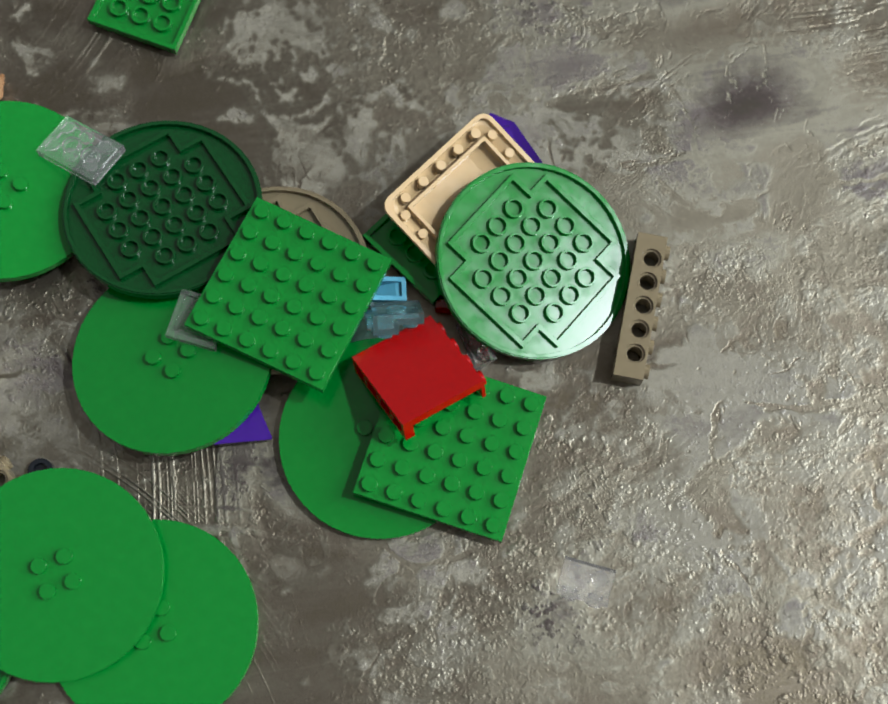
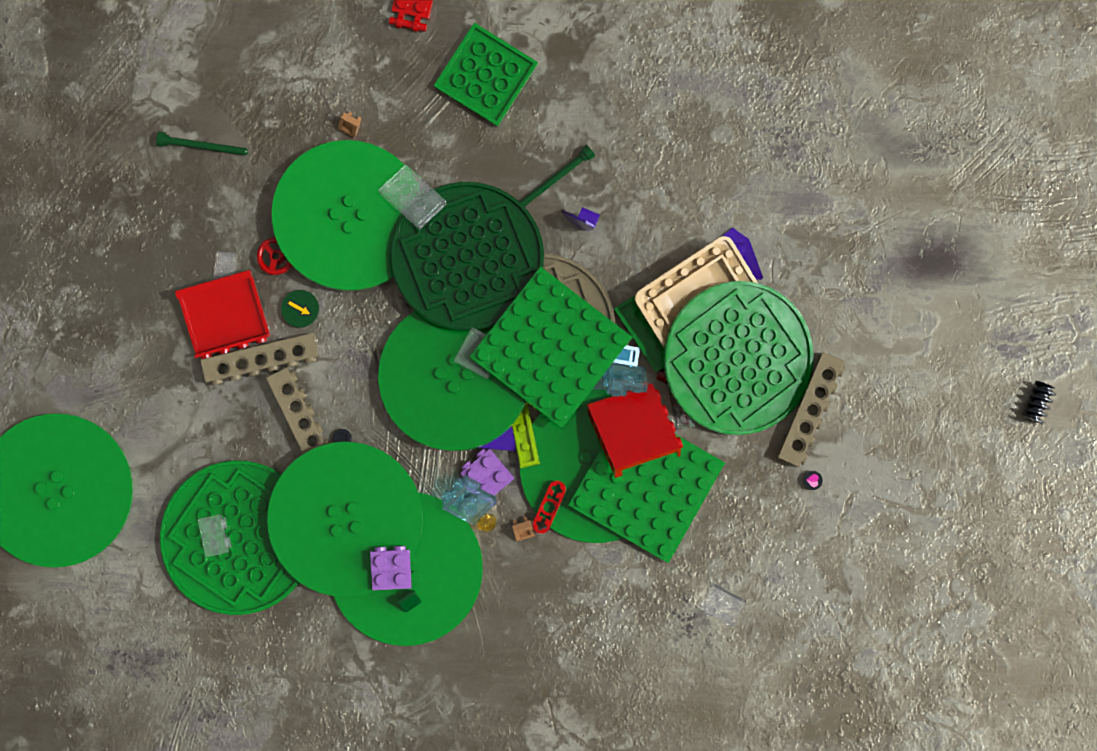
camera: 10 degrees right, 10 degrees up
(128, 626) = (391, 568): none -> medium lavender plate
(163, 667) = (409, 601): none -> dark green slope
(218, 514) = (467, 500): none -> clear light blue plate
(239, 478) = (488, 471): none -> medium lavender plate
(250, 540) = (487, 522): none -> clear yellow plate
(280, 420) = (525, 440): none -> lime tile
(290, 63) = (585, 154): none -> dark green piece
(300, 540) = (523, 530): none -> medium nougat tile
(301, 135) = (586, 219): none -> dark purple panel
(339, 484) = (541, 509): none -> red beam
(664, 397) = (812, 480): none -> black tile

